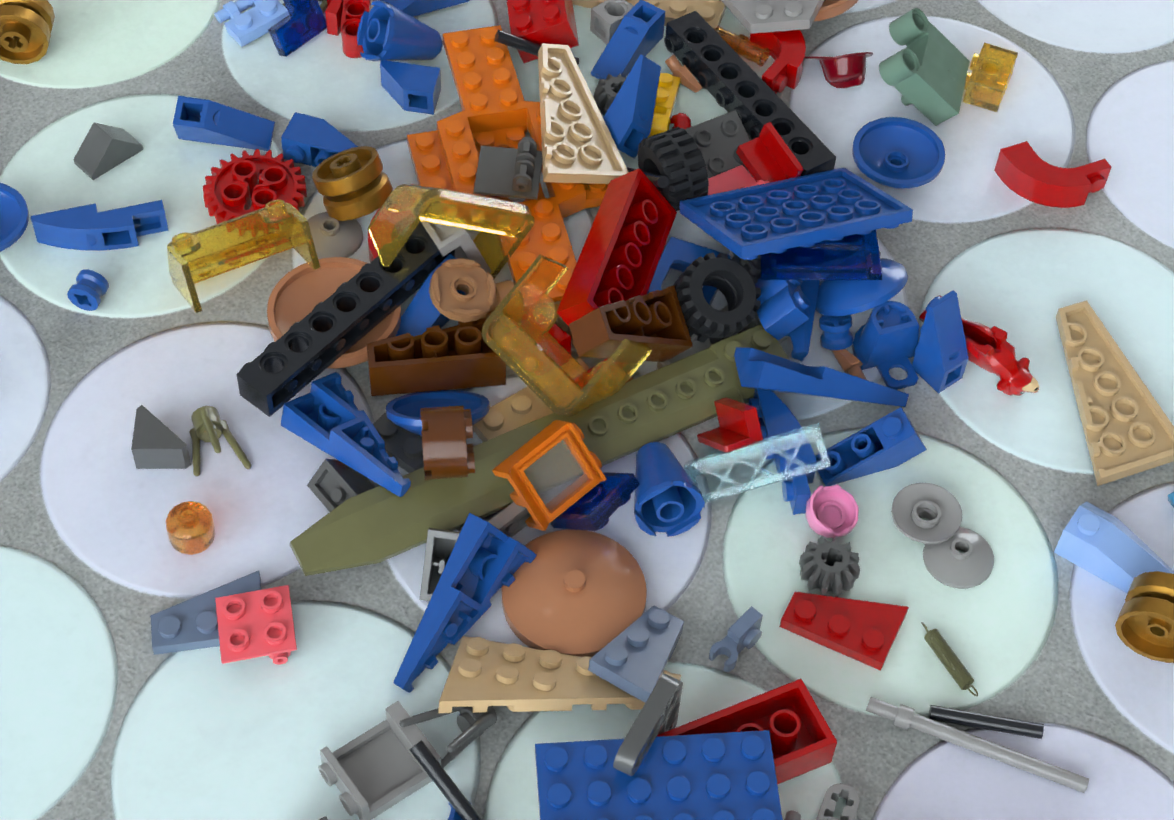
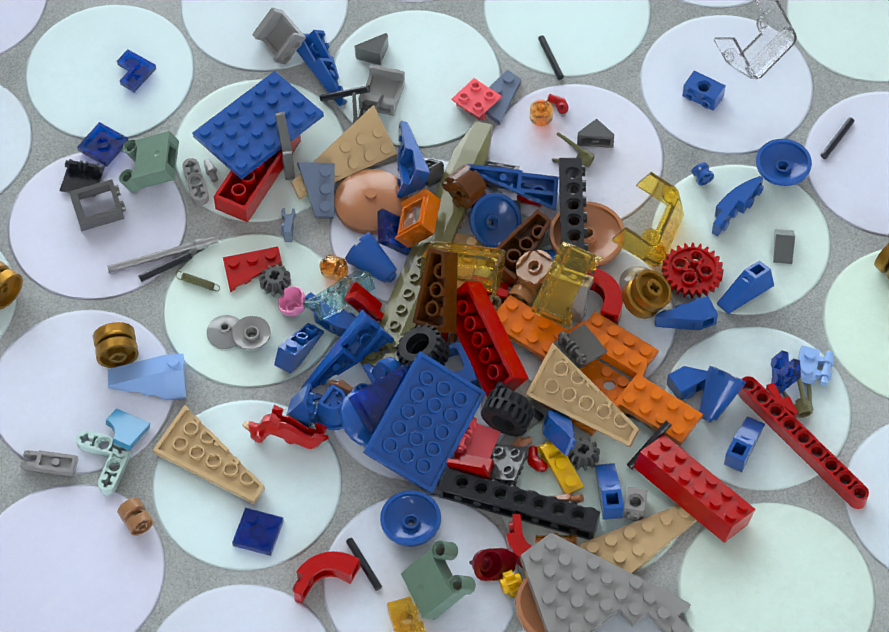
camera: 145 degrees right, 5 degrees up
(62, 624) = (550, 57): none -> black bar
(141, 535) = (560, 103): none -> red arm
(725, 522) = (333, 267): none -> clear orange head
(833, 35) = (510, 583): none -> yellow gear
(989, 163) = (364, 564): none -> black bar
(1100, 277) = (258, 531): none -> clear blue plate

